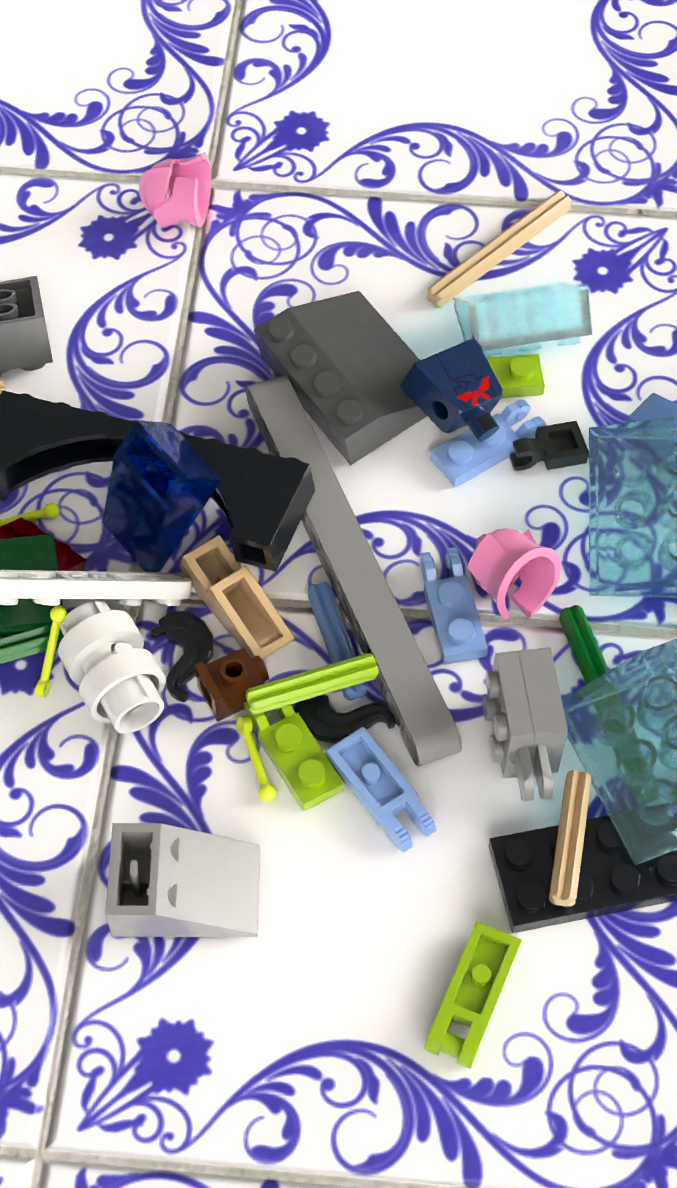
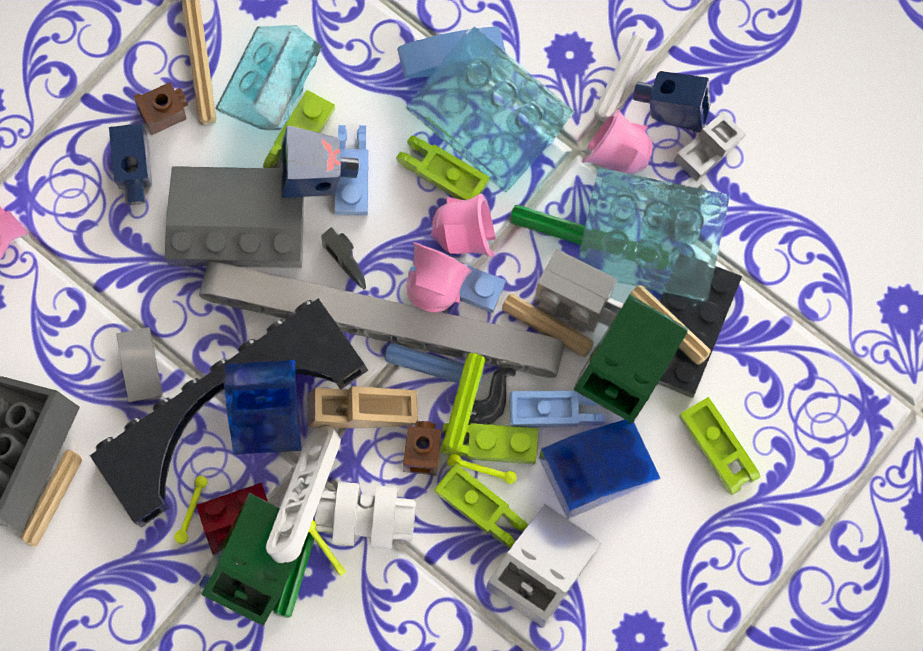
camera: 60 degrees left, 15 degrees up
(136, 382) = (139, 364): none -> light grey slope
(196, 642) = (371, 451): black piece -> none
(210, 772) = (478, 504): none -> lime hinge
(336, 252) = (131, 149): none -> dark blue torso
(343, 869) = (597, 466): none -> clear blue slope
(393, 476) = (341, 251): none -> pearl dark grey plate
(412, 252) = (161, 117): none -> reddish brown brick
(423, 566) = (436, 279): none -> bright pink helmet
(472, 723) = (547, 325): none -> tan axle
(489, 812) = (630, 359): none -> dark green slope
(555, 444) = (388, 132): pearl dark grey plate -> none
(561, 519) = (444, 170): none -> lime hinge

